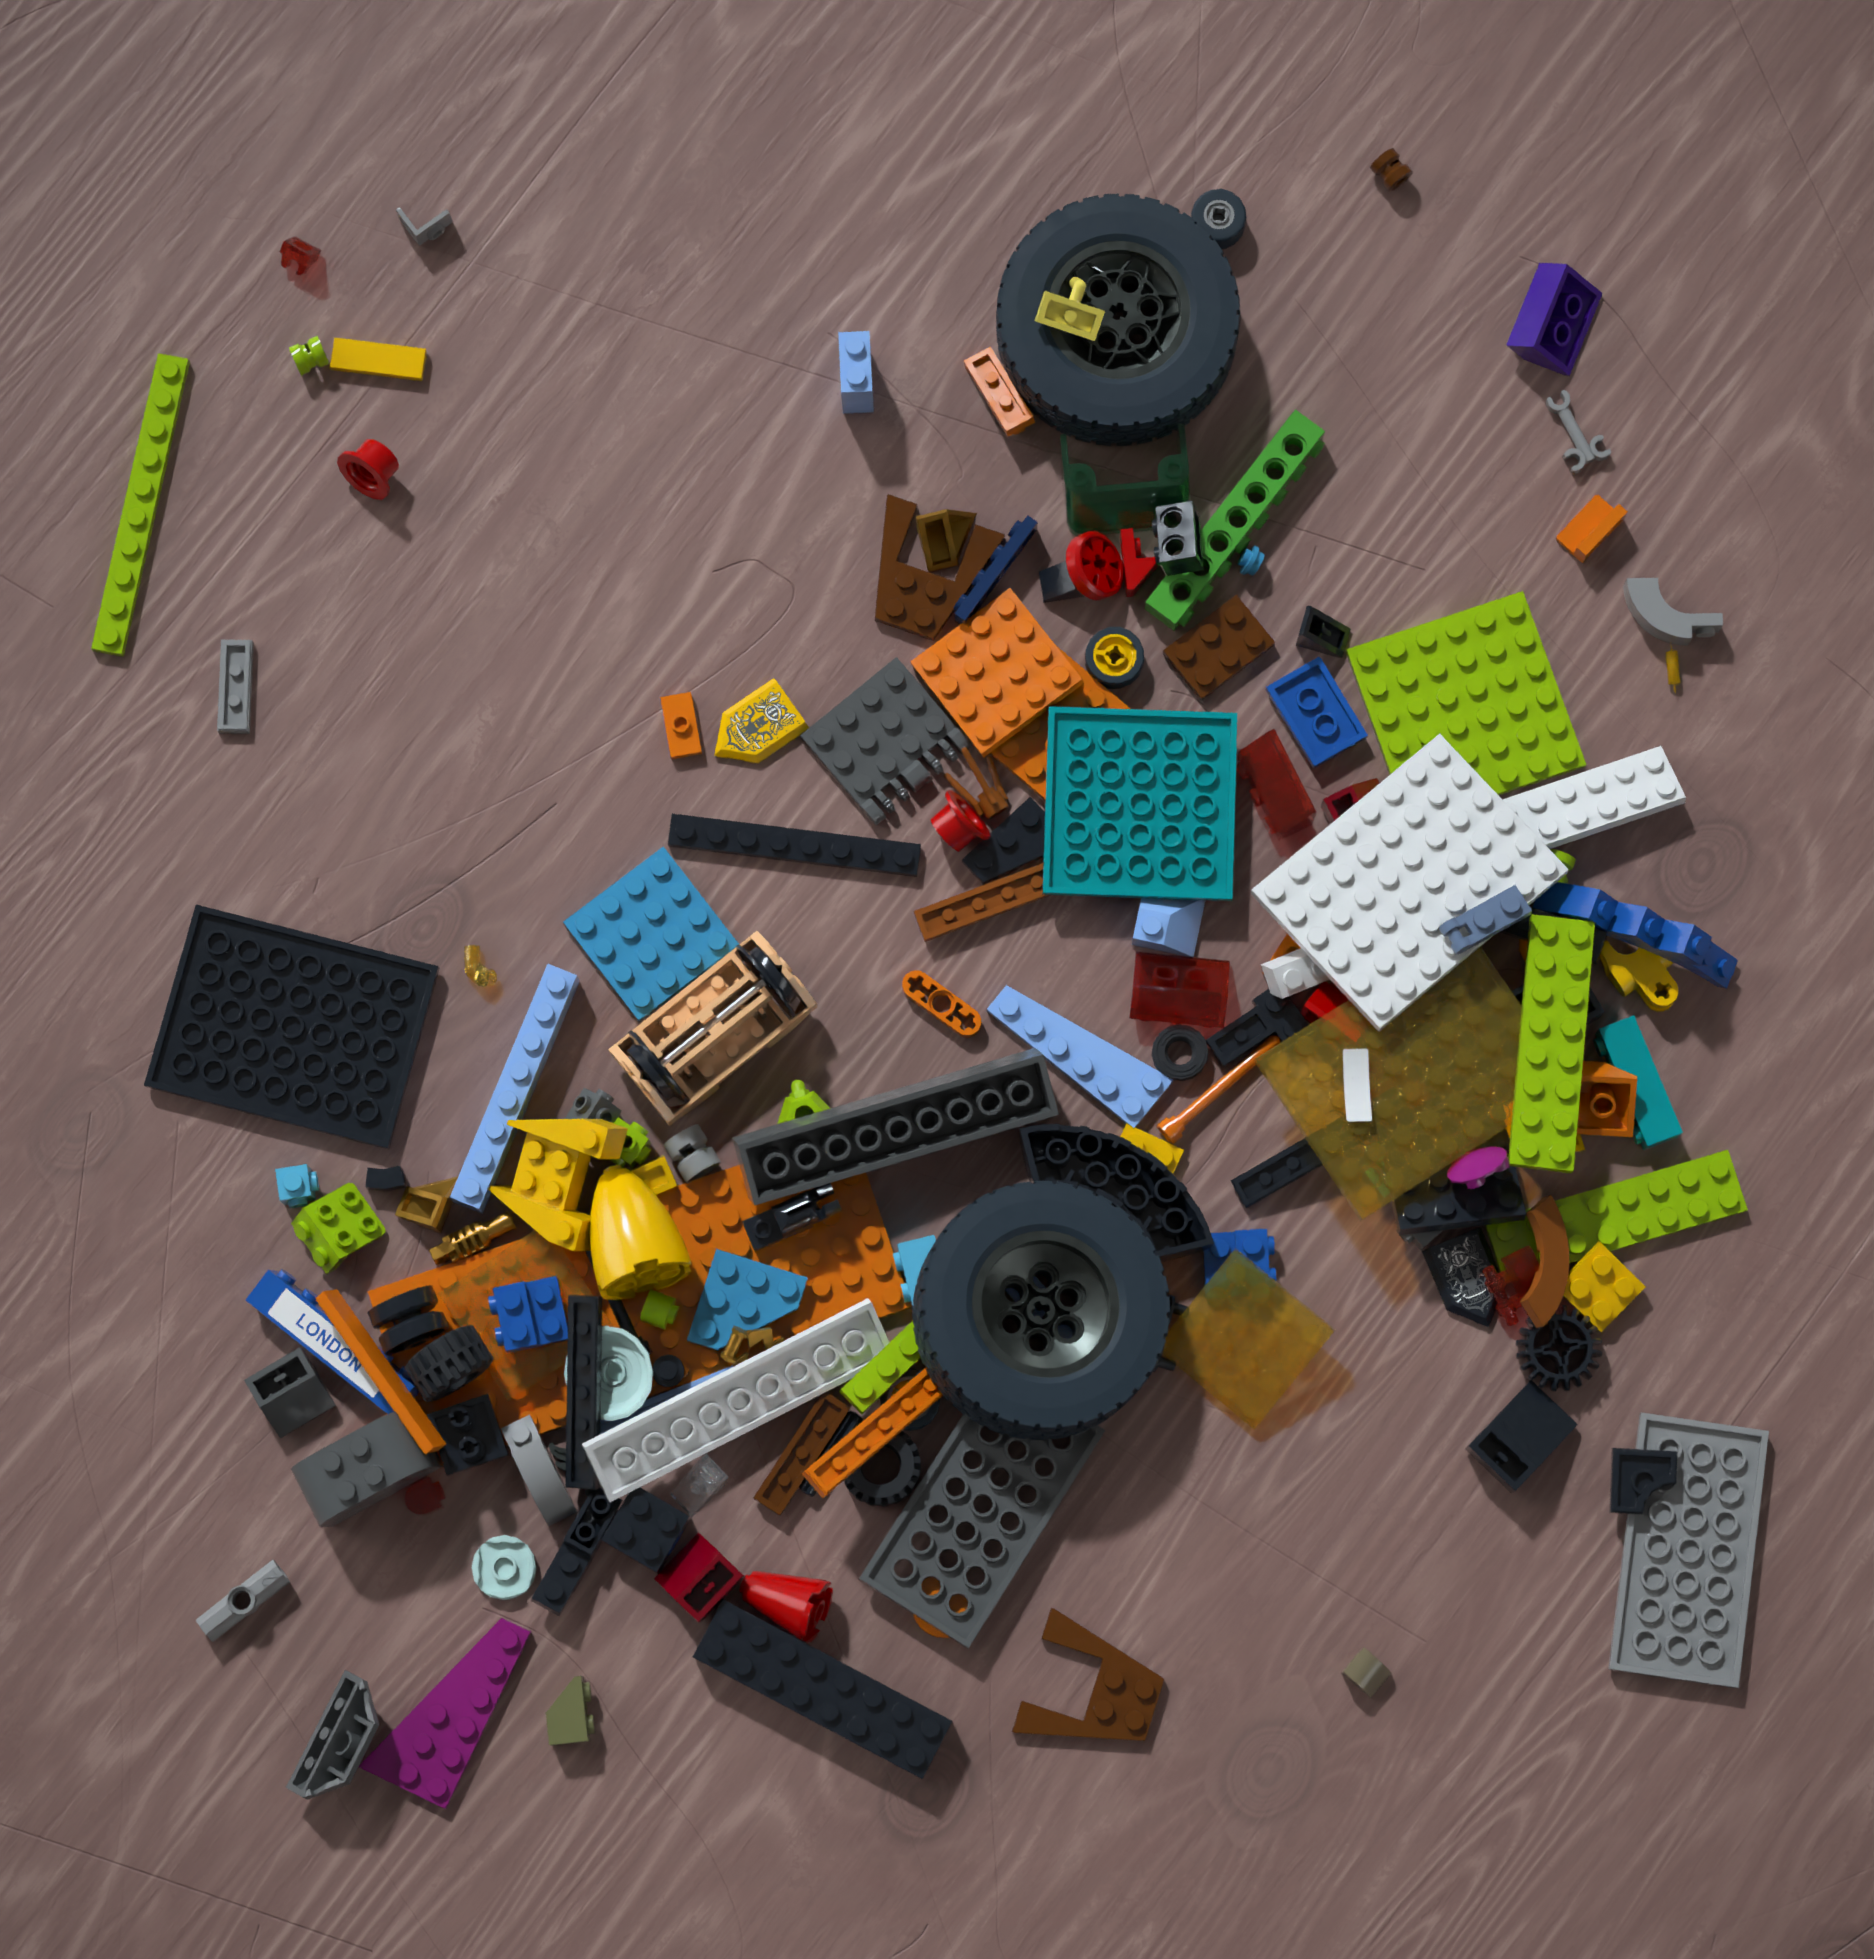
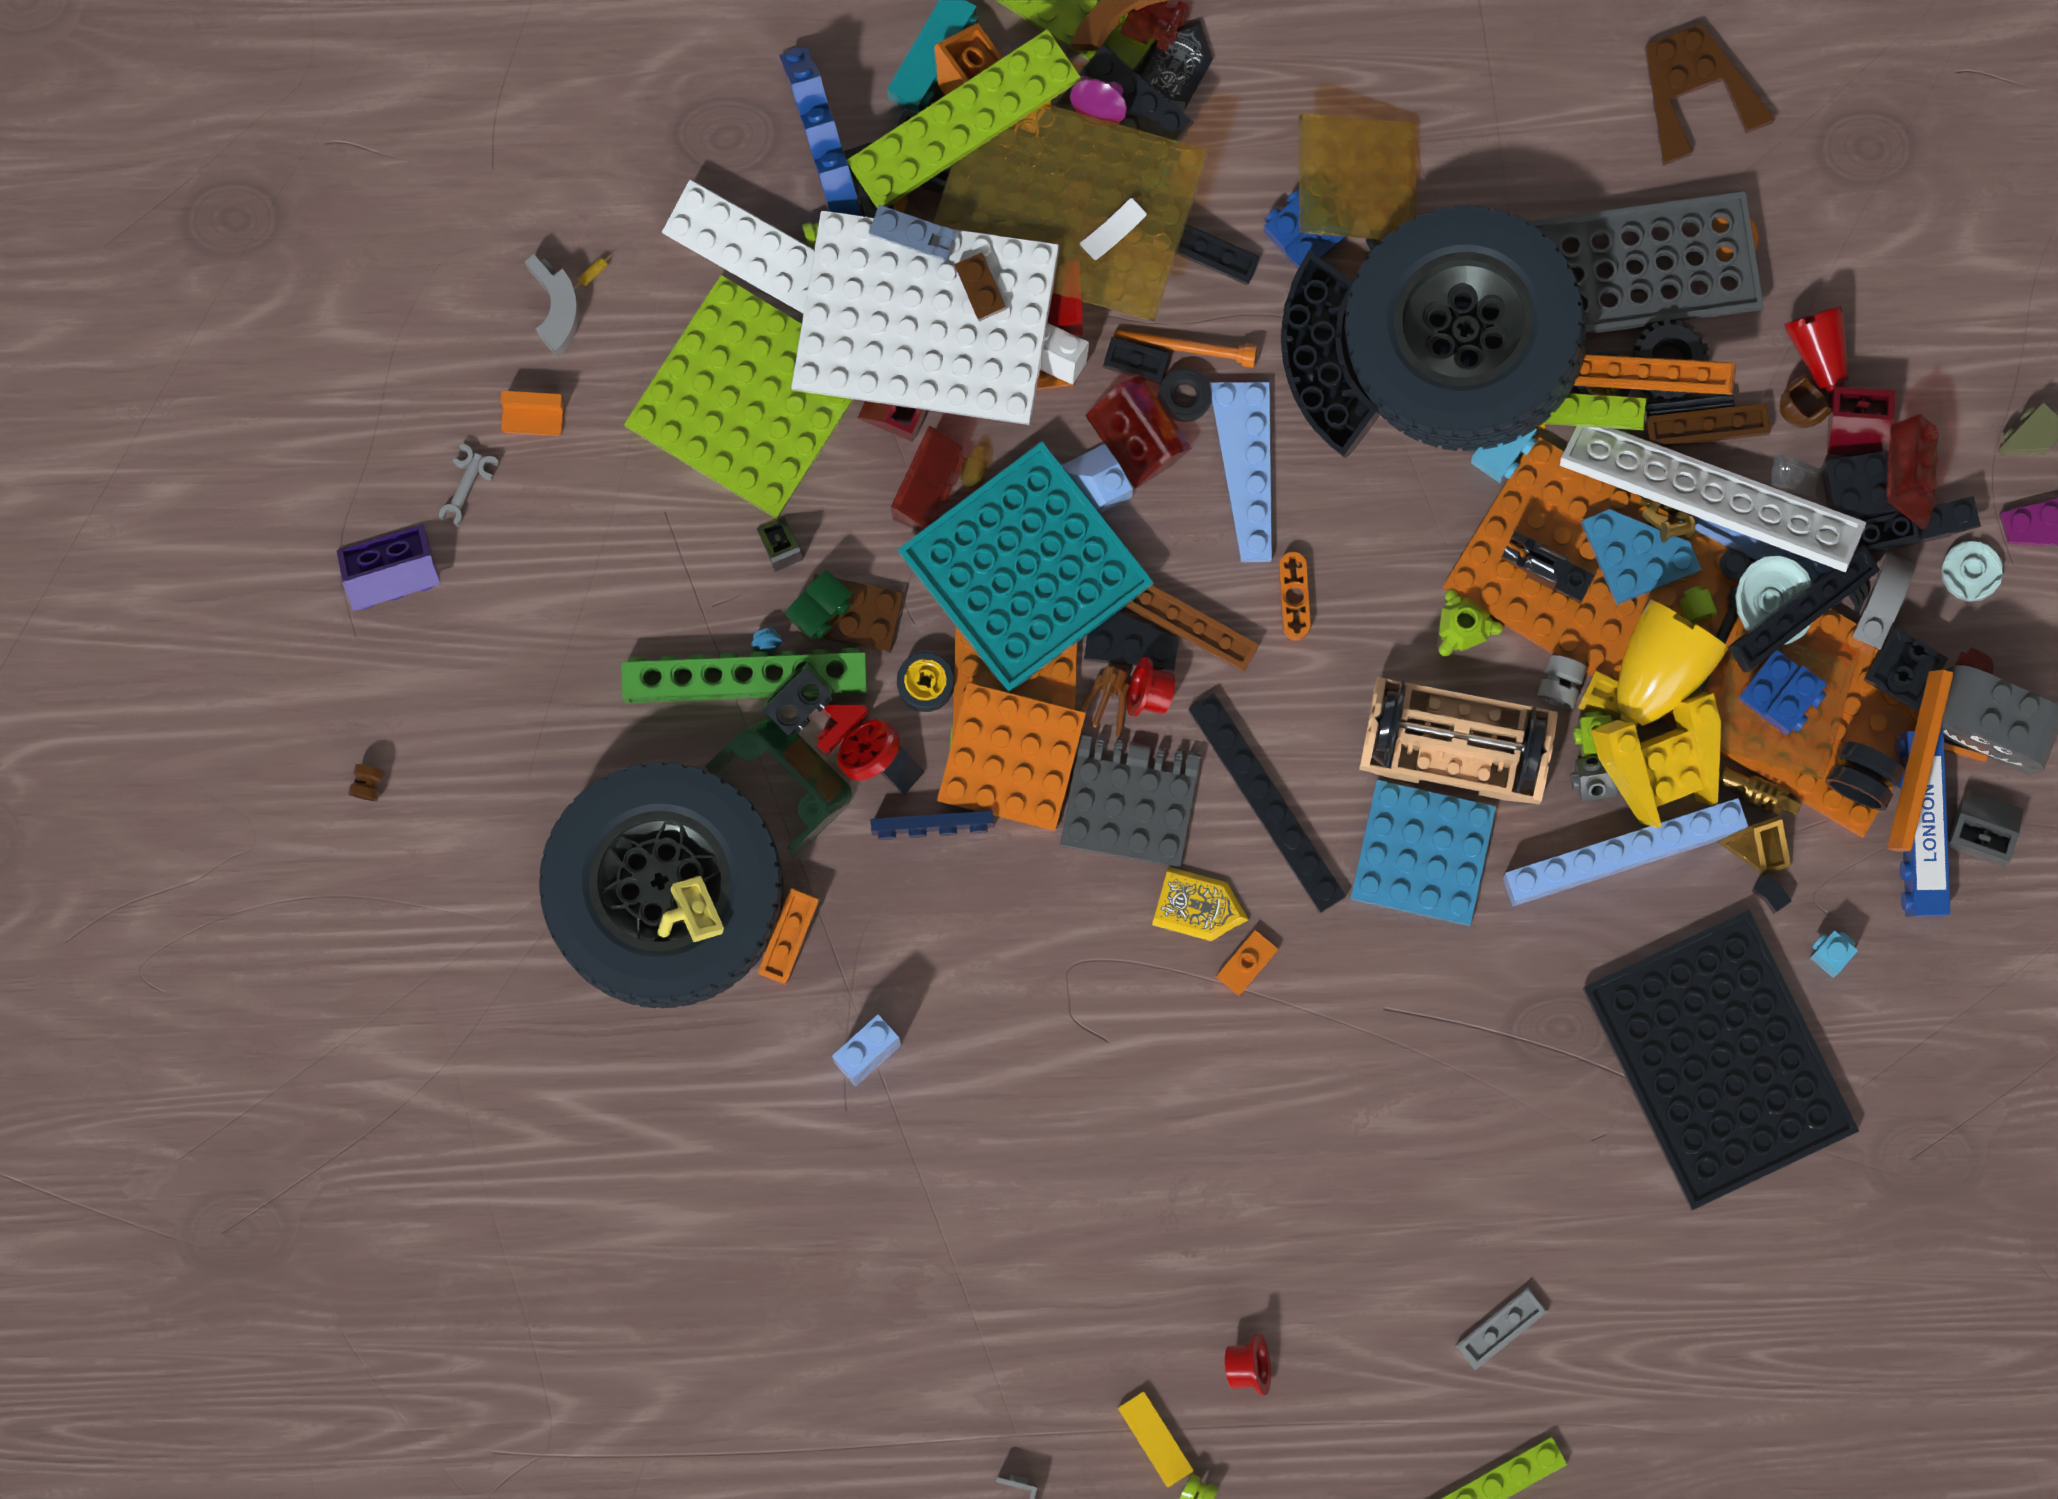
camera: 130 degrees left, 0 degrees up
(337, 1226) = (1836, 897): lime bracket -> none
(449, 1363) = (1870, 718): black tyre -> none
(475, 970) = (1561, 959): clear yellow arm -> none
(621, 1576) = (1913, 468): none -> clear red slope
(752, 1544) = (1803, 404): none -> reddish brown hair
(822, 1689) = (1862, 270): black brick -> none
(895, 1126) = (1420, 544): dark grey brick -> none
(916, 598) = (1001, 869): reddish brown wing -> none
(943, 536) = (938, 885): pearl gold slope -> none
(1164, 1151) = (1271, 358): yellow plate -> none
(1223, 228) = (514, 891): black wheel -> none
(1243, 618) = (819, 605): none -> dark green brick
(1257, 835) = (974, 468): none -> clear yellow cylinder
(1281, 1014) = (1098, 332): black plate -> none
(1316, 712) = (843, 500): blue plate -> none
(1395, 936) = (980, 286): none -> reddish brown plate
(1640, 972) = (848, 110): yellow piece -> none

